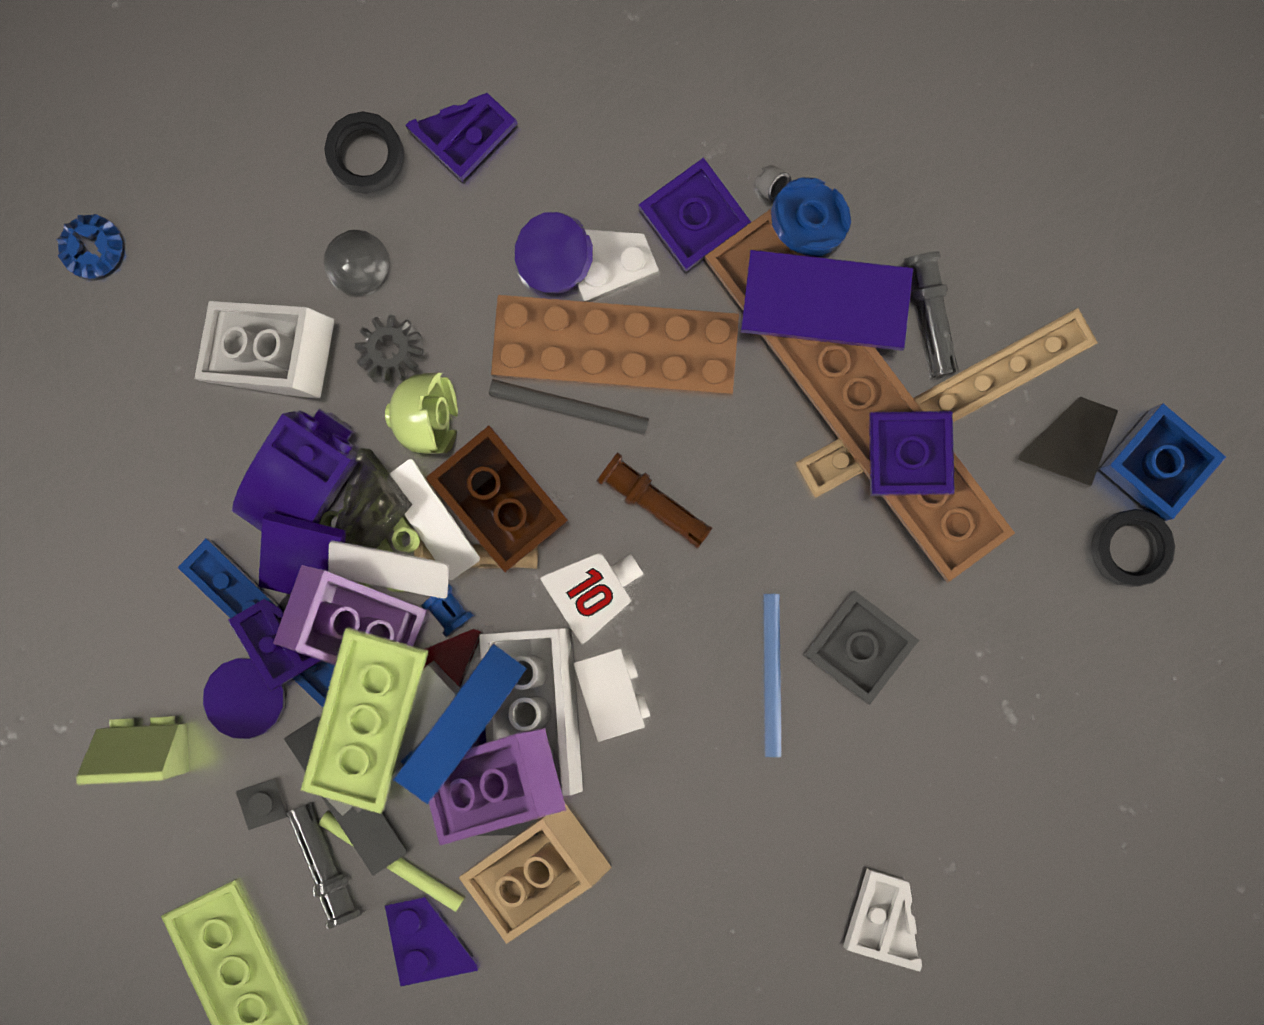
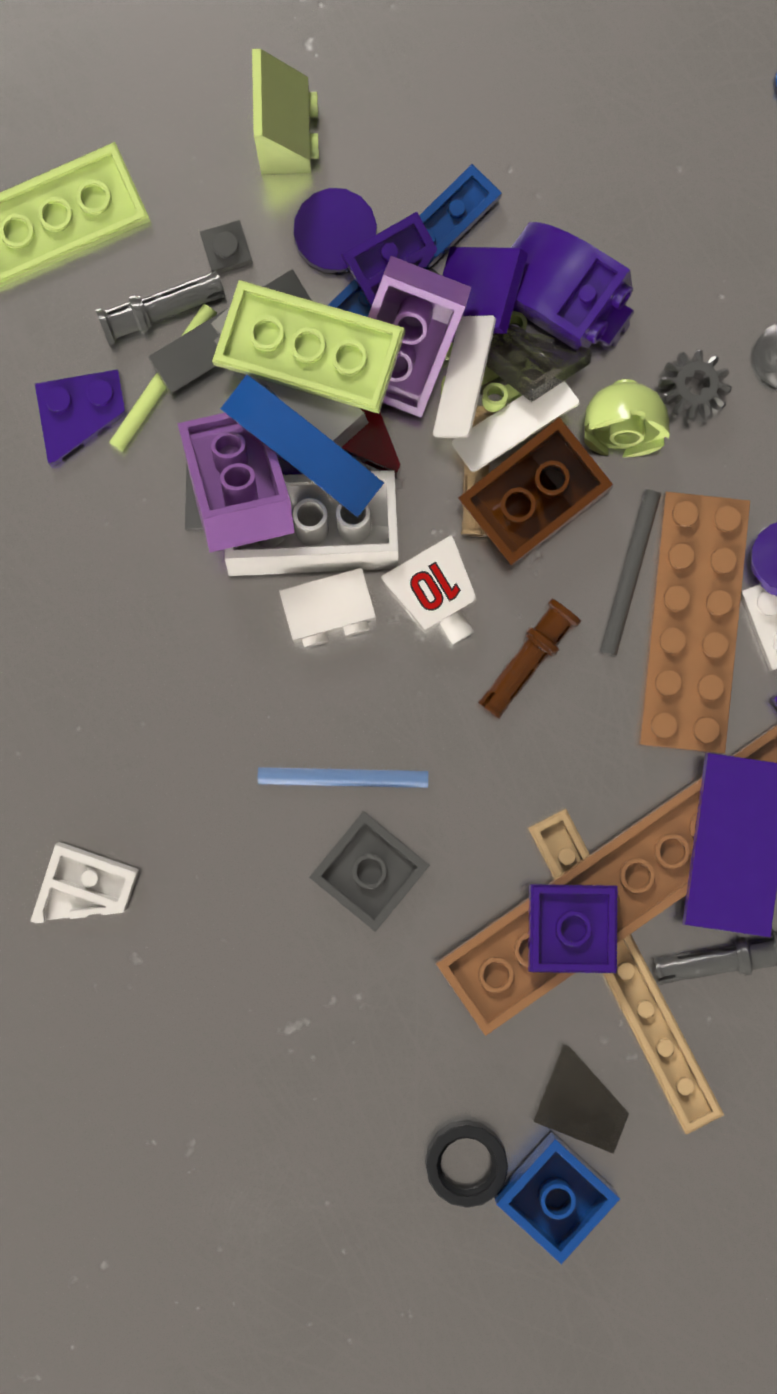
camera: 90 degrees right, 0 degrees up
(265, 348) = (698, 258): white slope -> none
(448, 622) = (405, 442): blue bush -> none
(535, 873) = (145, 524): tan slope -> none

